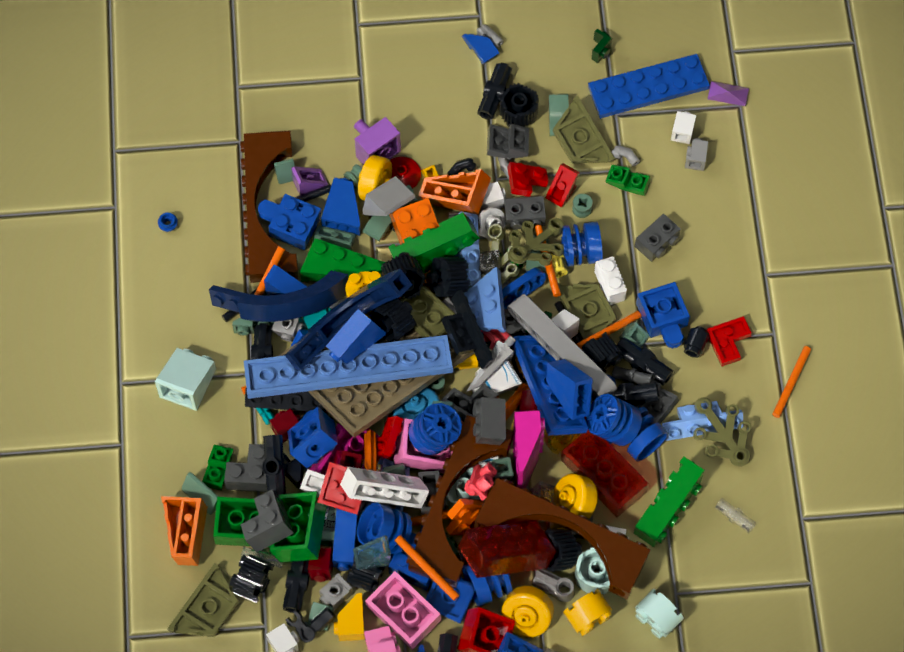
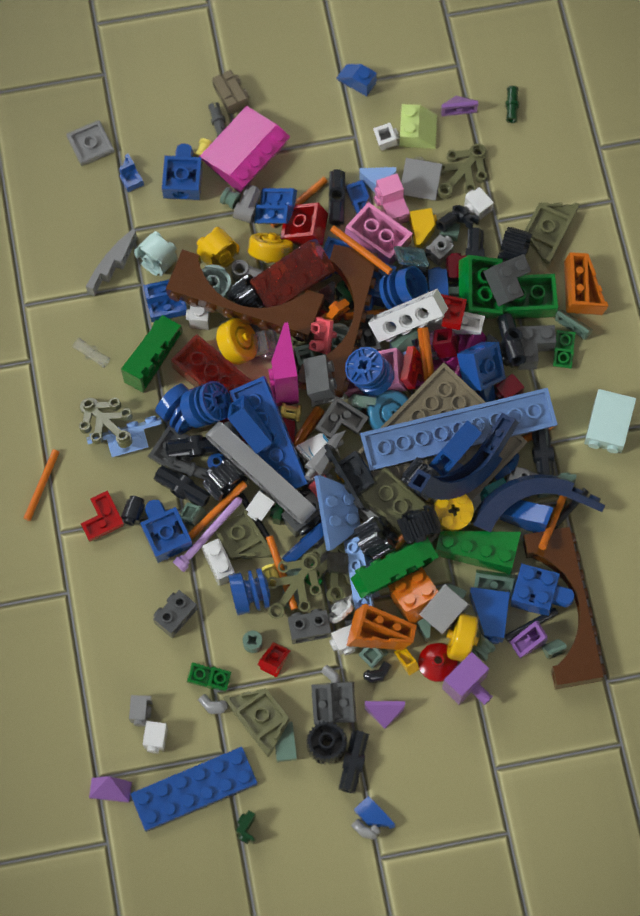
camera: 175 degrees right, 5 degrees up
(458, 133) = (384, 711): none -> medium lavender slope
(524, 176) = (315, 663): red plate -> none
(646, 284) = (183, 561): none -> lavender piece
(656, 571) = (160, 303): none -> blue slope
(706, 619) = (114, 258): none -> light grey slope

